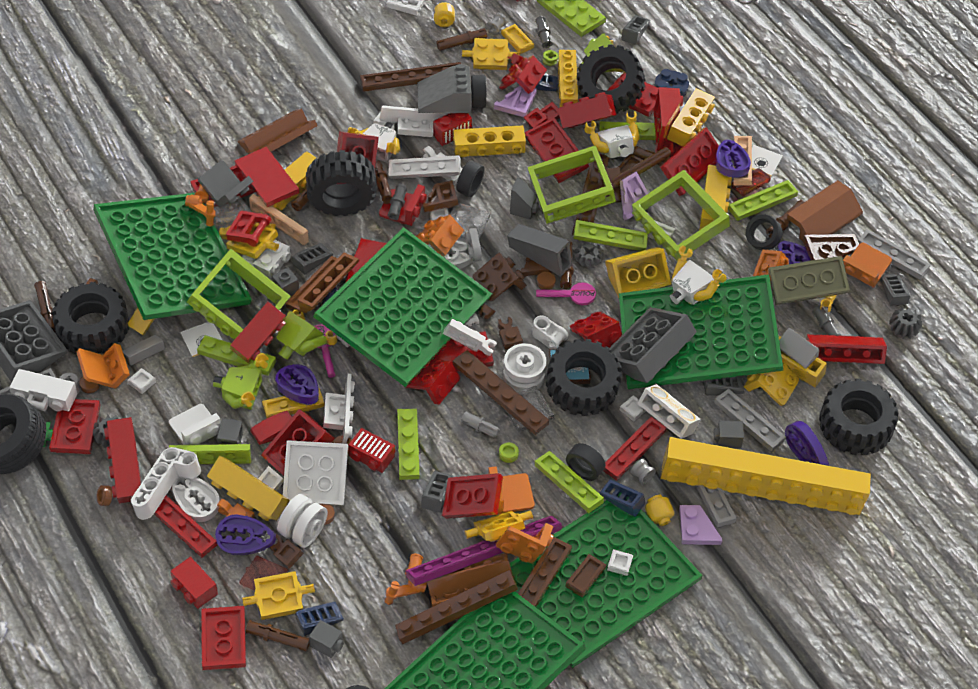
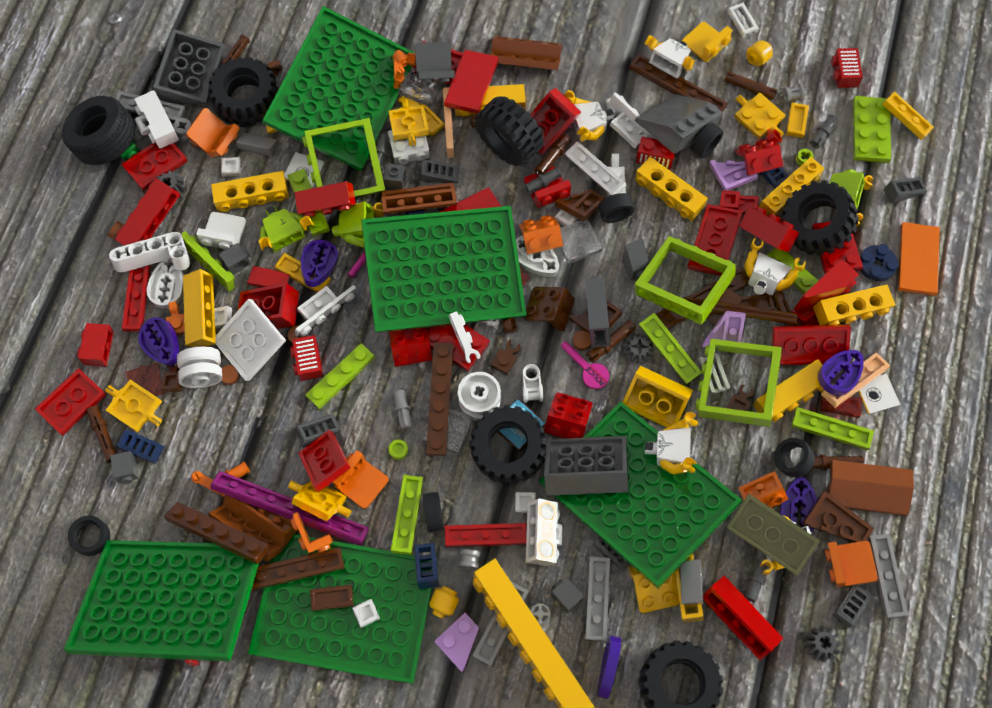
camera: 50 degrees right, 15 degrees up
(182, 382) = (241, 187): none -> yellow brick
(243, 225) = (407, 107): red plate -> none
(389, 58) = (670, 56): none -> white torso
(398, 34) = (706, 41): none -> yellow bracket
(474, 250) = (559, 259): light grey plate -> none
(688, 229) = (740, 402): none -> reddish brown plate
(693, 62) = (918, 259): none -> orange tile

